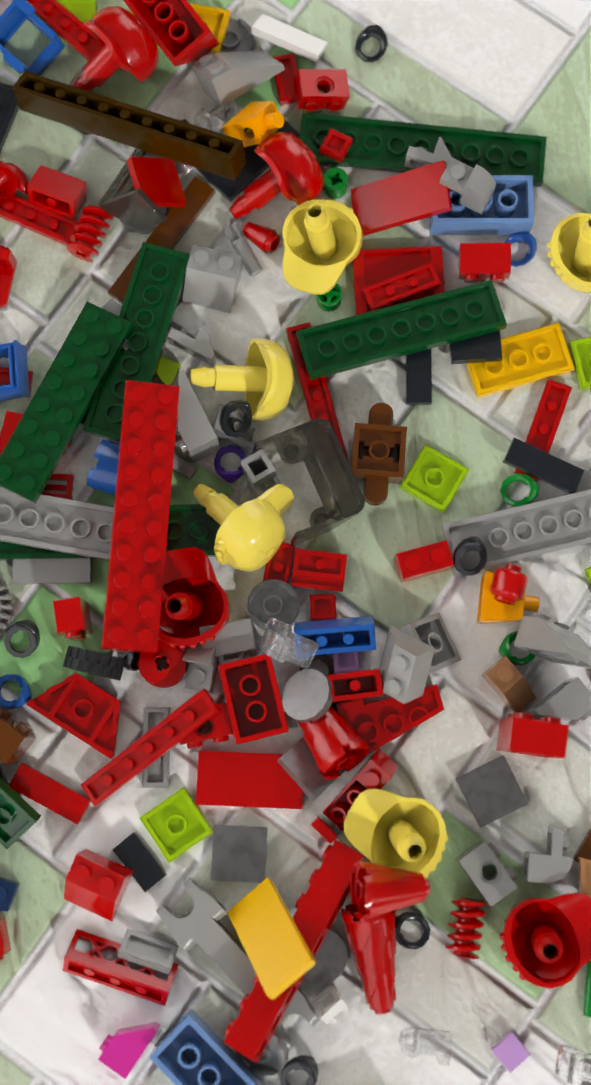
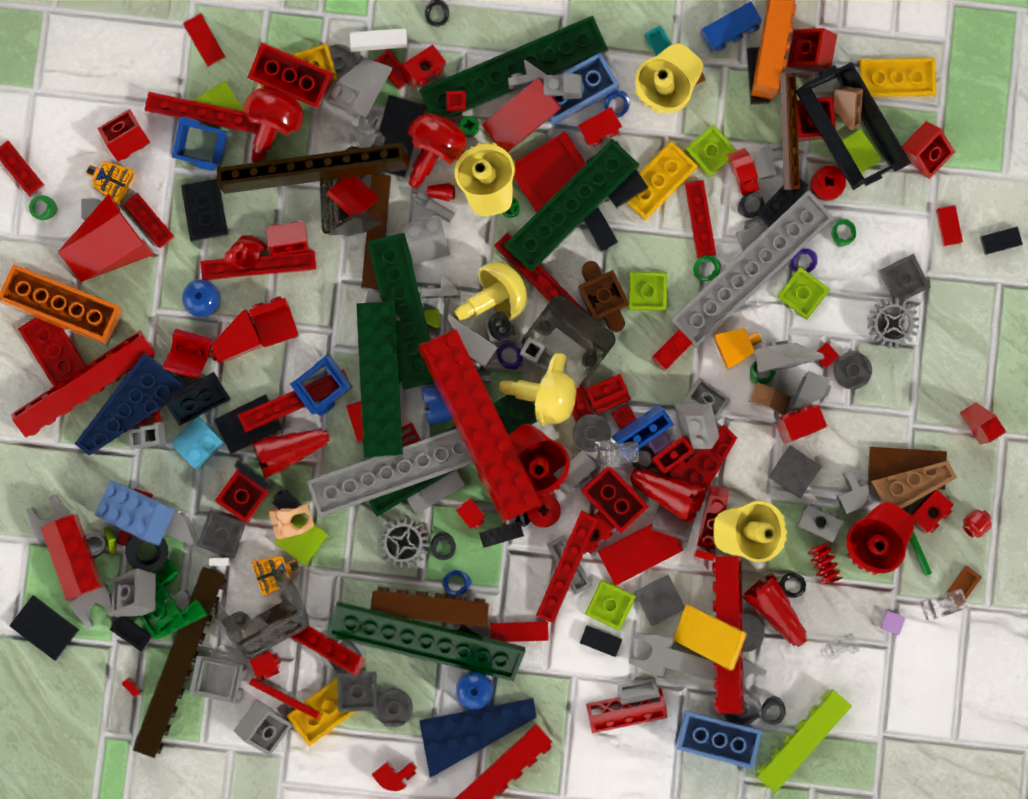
camera: 35 degrees left, 5 degrees up
(82, 711) = (509, 569): red wing -> none
(88, 231) = (325, 254): red piece -> none
(96, 883) = (583, 669): red slope -> none
(126, 1047) = (659, 754): dark pink slope -> none
(201, 668) = (569, 499): light grey slope -> none
(260, 120) = (396, 120): light orange torso -> none
(307, 695) = (648, 477): flat silver tile -> none
(329, 1004) = (767, 658): white tile -> none
(385, 889) = (761, 568): red cone -> none
(401, 287) = (554, 175): red tile -> none
(462, 547) = (696, 321): black piece -> none
(508, 584) = (734, 336): red head -> none
(543, 466) = (713, 244): black tile -> none

